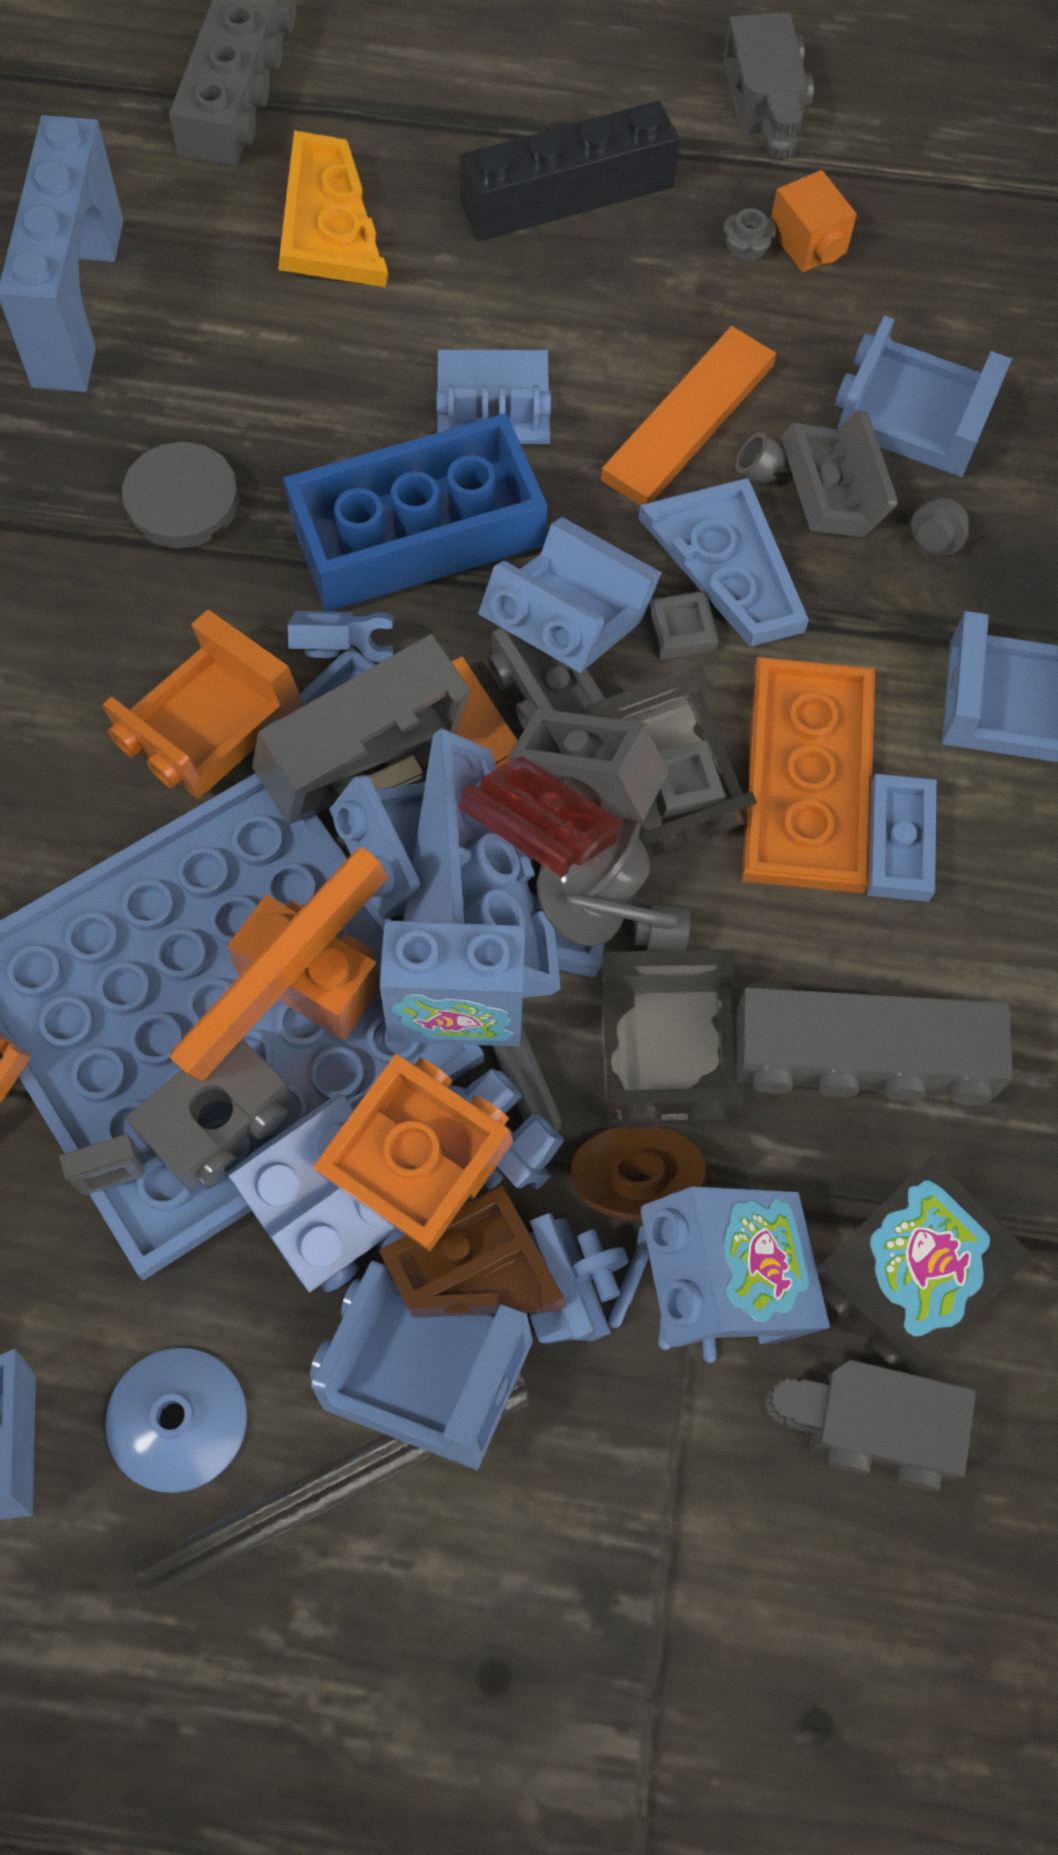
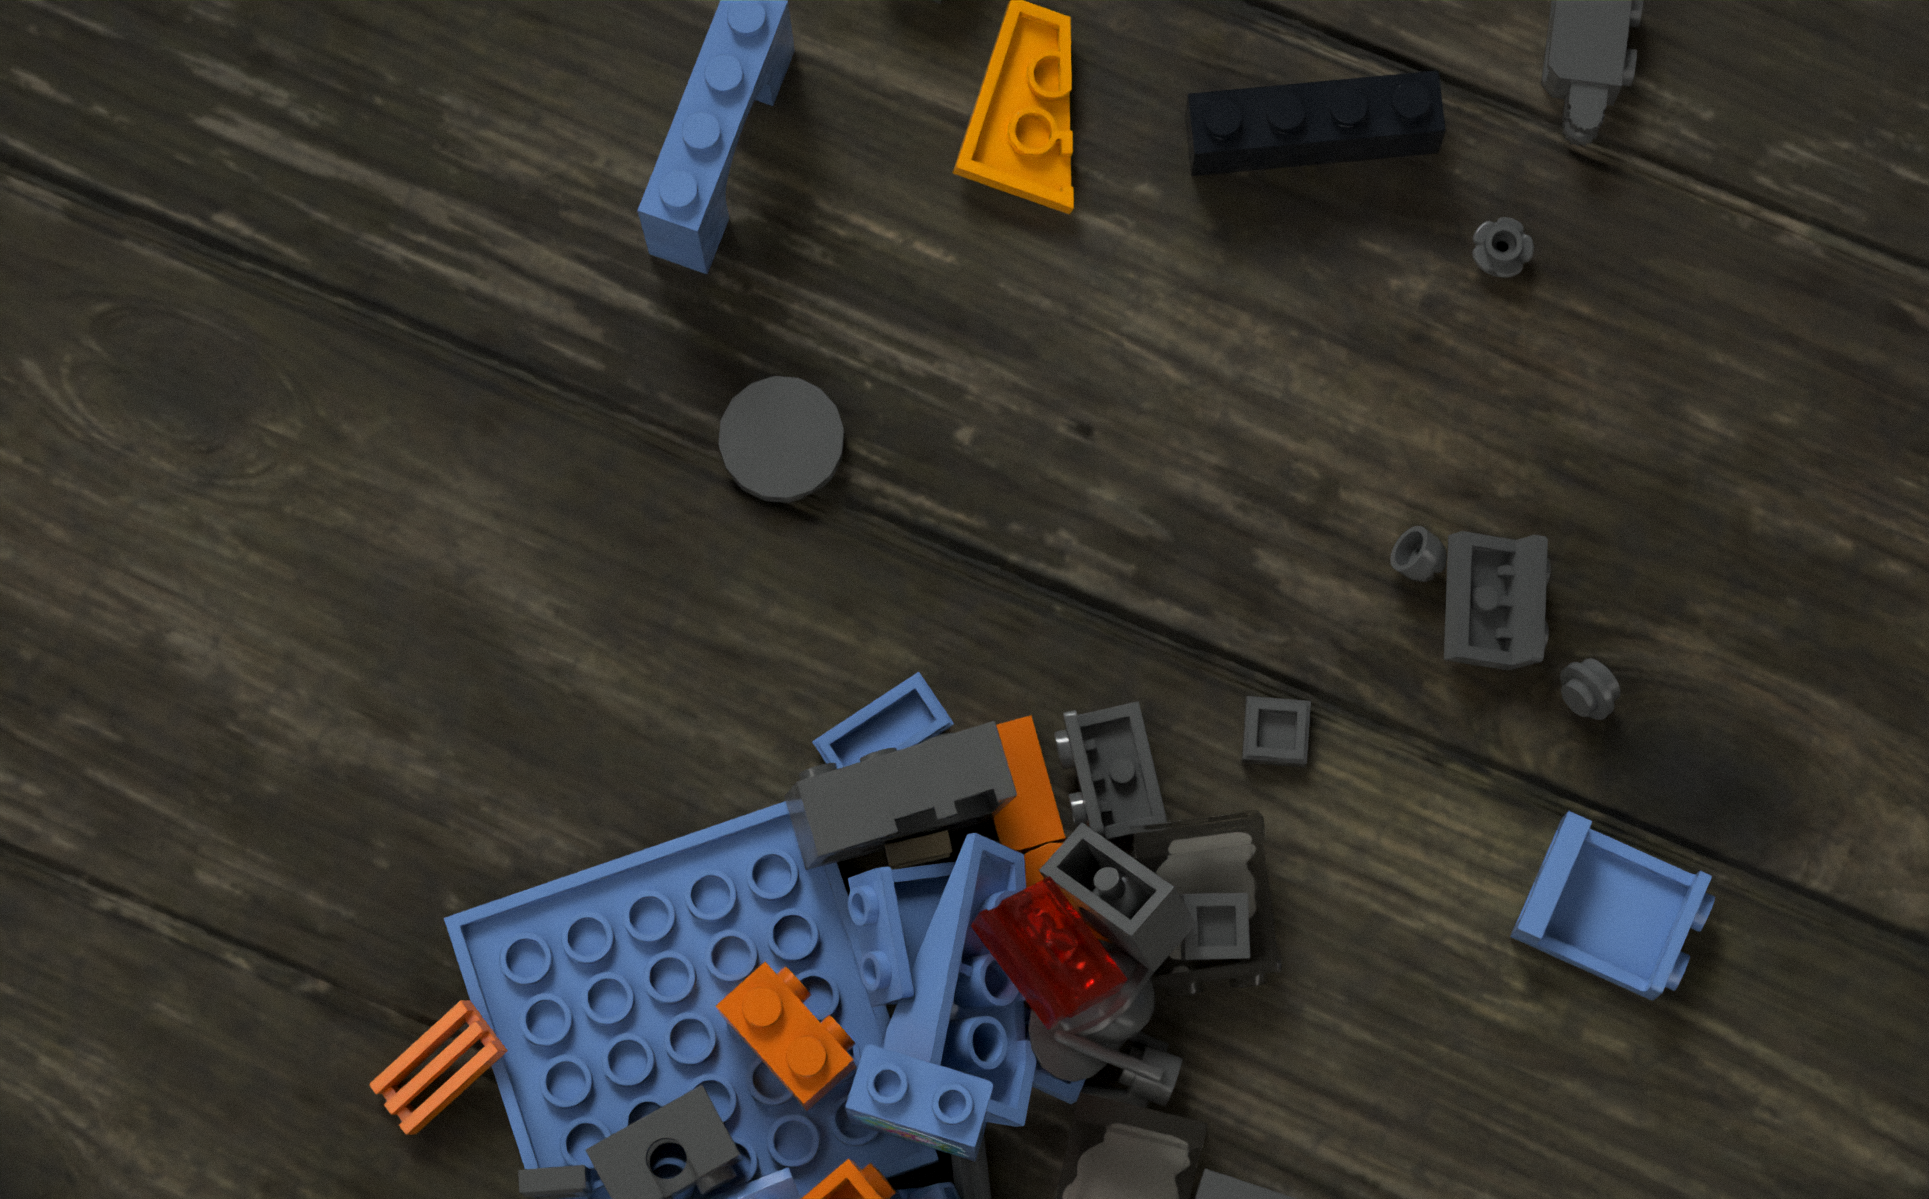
camera: 20 degrees right, 10 degrees up
(207, 709) = (751, 716): orange panel -> none
(279, 964) = (760, 1050): orange tile -> none
(327, 632) = (903, 652): medium blue plate -> none
(416, 511) = (1024, 540): blue brick -> none
(492, 383) = (1149, 397): medium blue hinge -> none
(571, 596) = (1158, 687): medium blue panel -> none
(688, 417) = (1360, 475): orange tile -> none
(731, 555) = (1351, 668): medium blue wing -> none
(810, 775) = (1357, 937): orange tile -> none
(812, 221) = (1576, 259): orange brick -> none
(902, 838) = (1426, 1037): medium blue plate -> none
(920, 400) = (1621, 521): medium blue panel -> none

